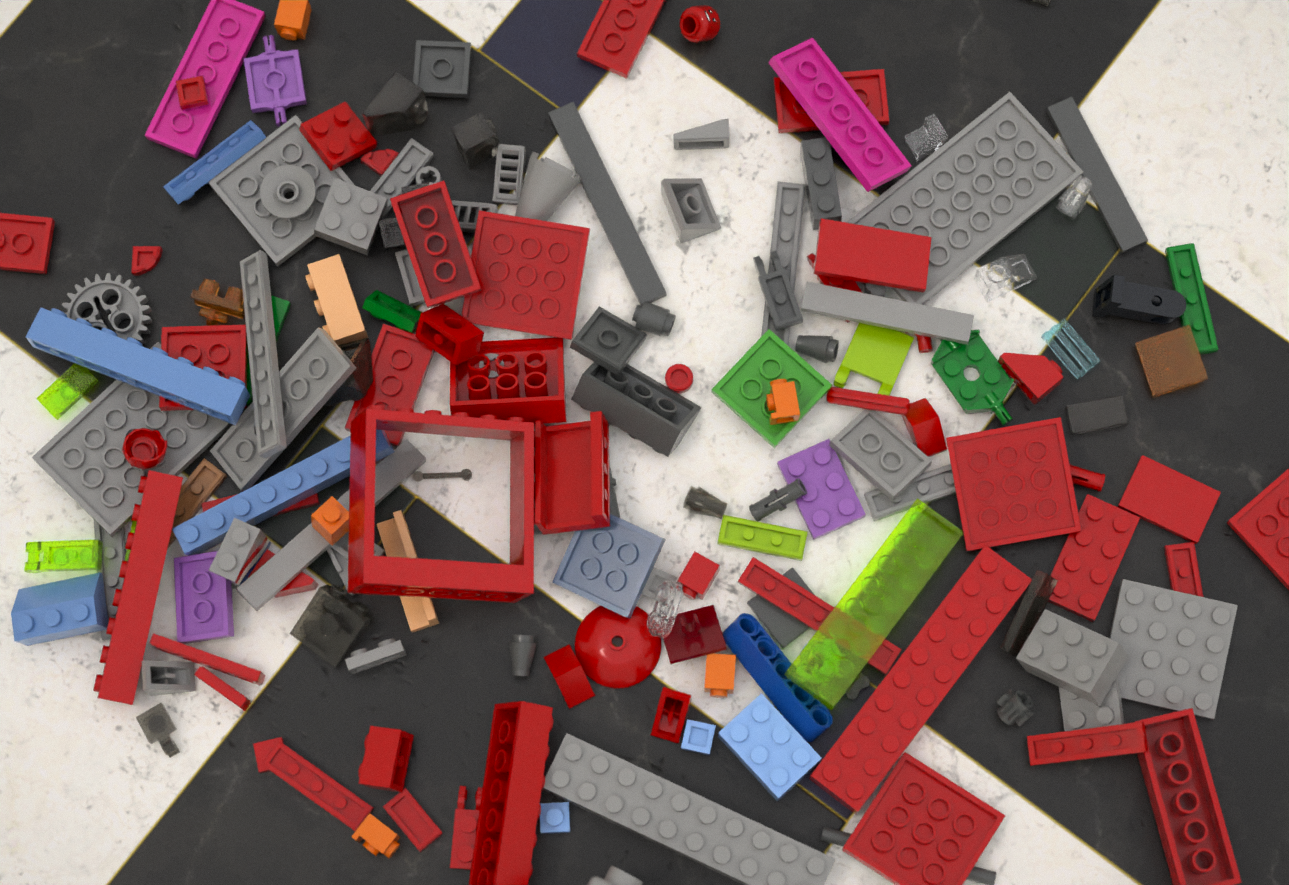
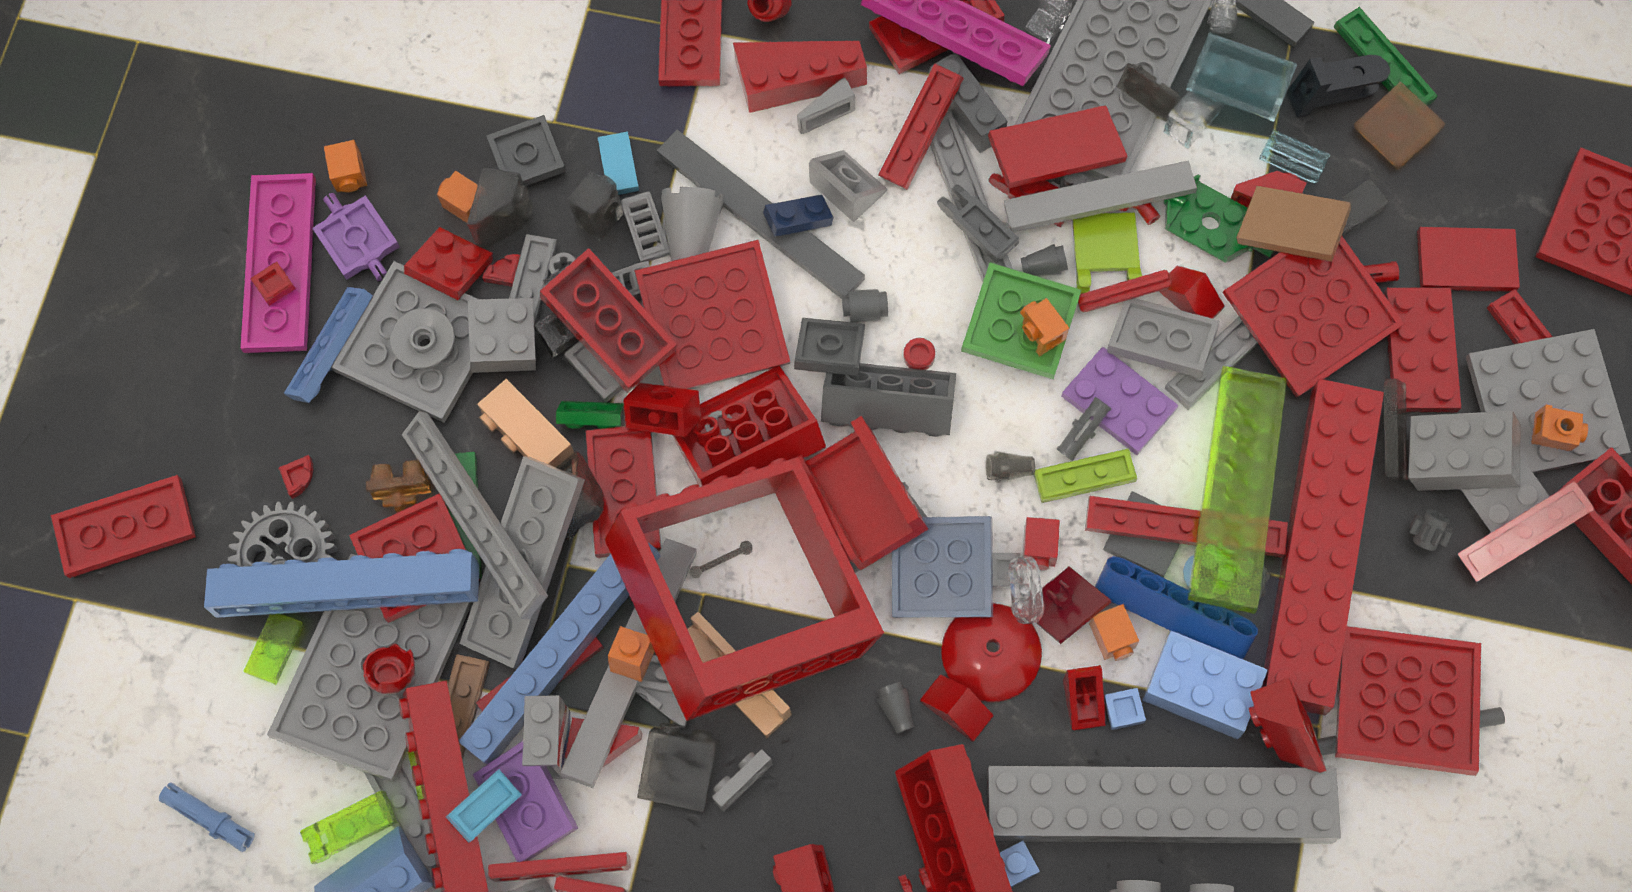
camera: 25 degrees left, 5 degrees down
(168, 587) = (483, 806): none -> medium azure tile
(370, 80) = (457, 195): none -> orange brick
(513, 109) = (619, 161): none -> medium azure tile
(635, 219) = (798, 215): none -> dark blue plate
(692, 94) = (796, 71): none -> red wedge
(770, 188) = (920, 126): none -> red tile
(813, 807) = (1286, 725): none -> red slope
(968, 230) = (1144, 89): none -> clear smoke hinge
(1029, 408) = (1294, 223): none -> medium nougat tile
(1056, 263) = (1241, 76): none -> clear light blue slope
(1149, 673) = (1548, 429): none -> orange brick

